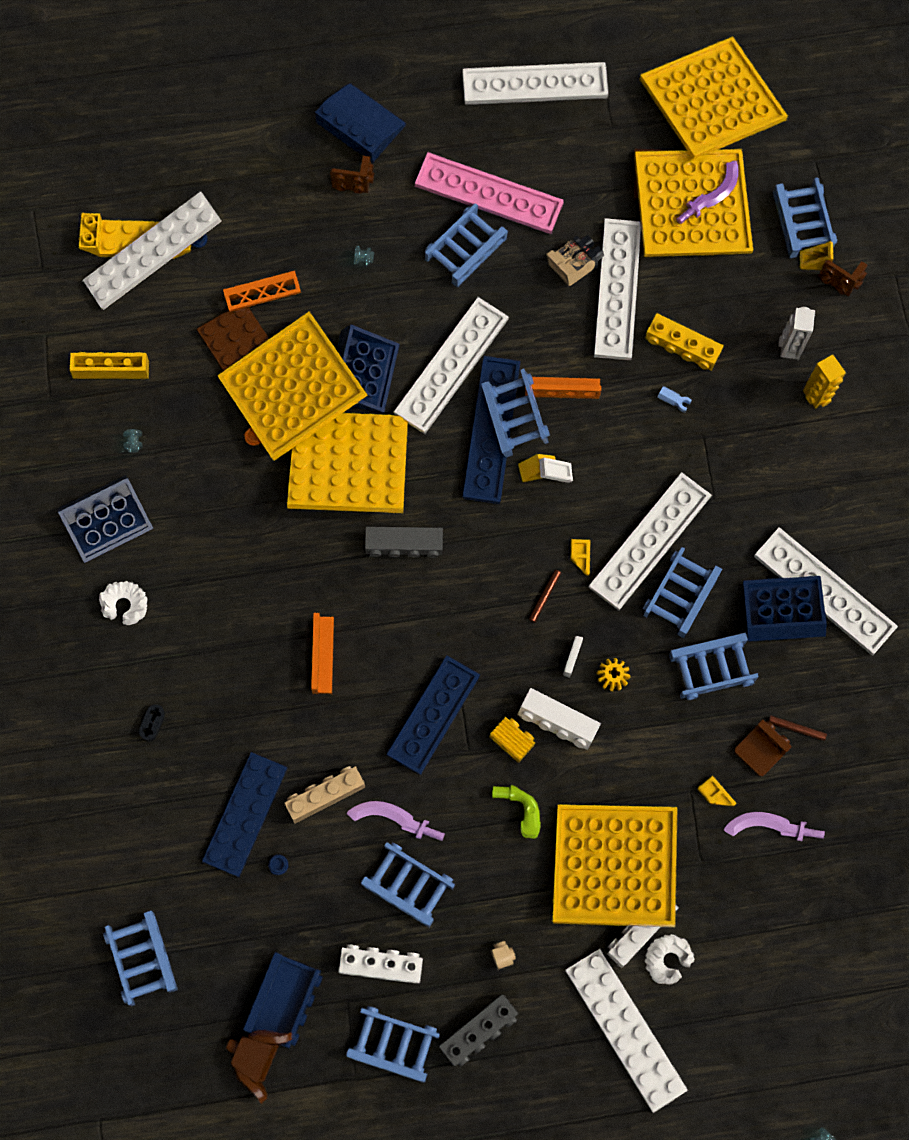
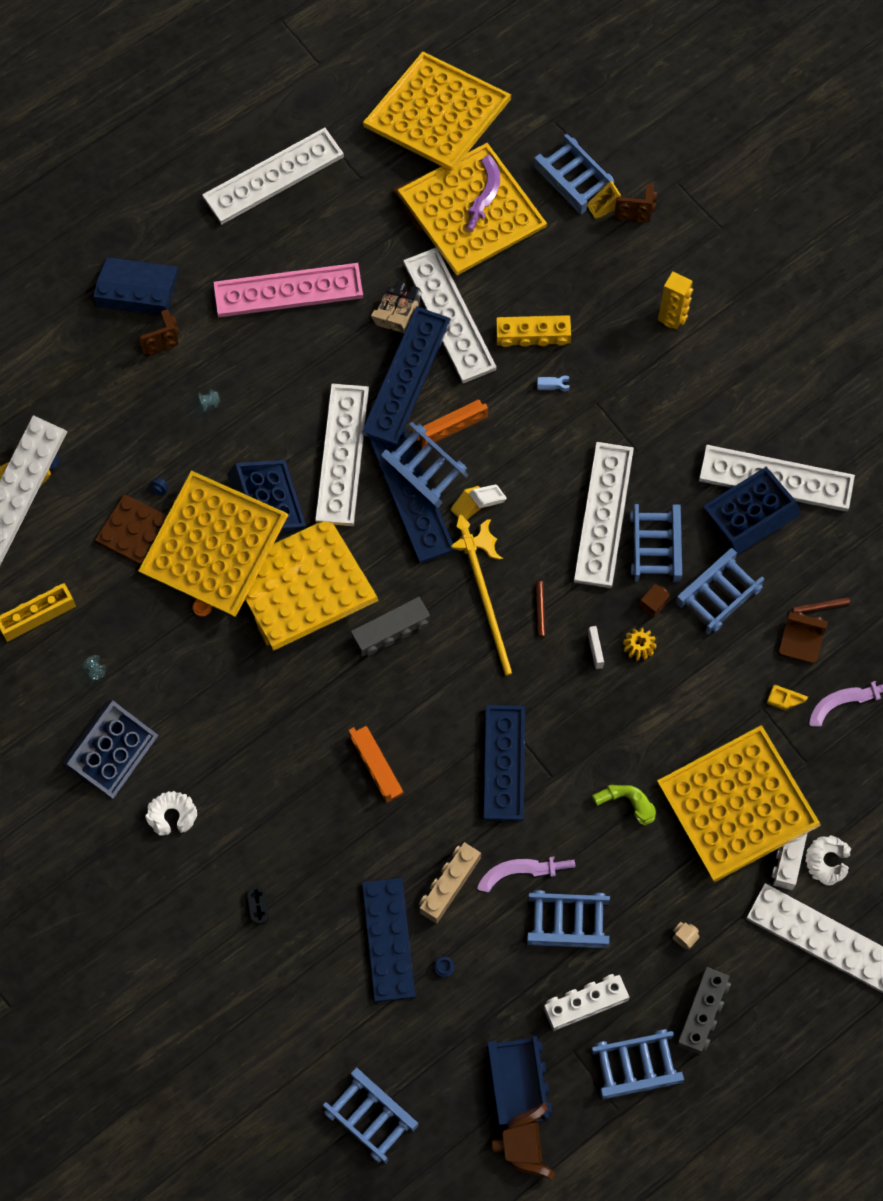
camera: 25 degrees left, 5 degrees down
(261, 287) = (132, 473): orange fence -> none
(276, 310) = (158, 486): none -> dark blue plate
(471, 261) = (307, 356): medium blue fence -> none
(512, 739) = (585, 746): yellow brick -> none
(515, 504) = (484, 541): none -> yellow piece
(546, 324) = (406, 376): none -> dark blue plate
(558, 719) = (615, 706): white brick -> none
(581, 554) = (550, 557): yellow tile -> none
(650, 642) = (655, 600): none -> reddish brown brick
(797, 333) = (628, 271): white brick -> none

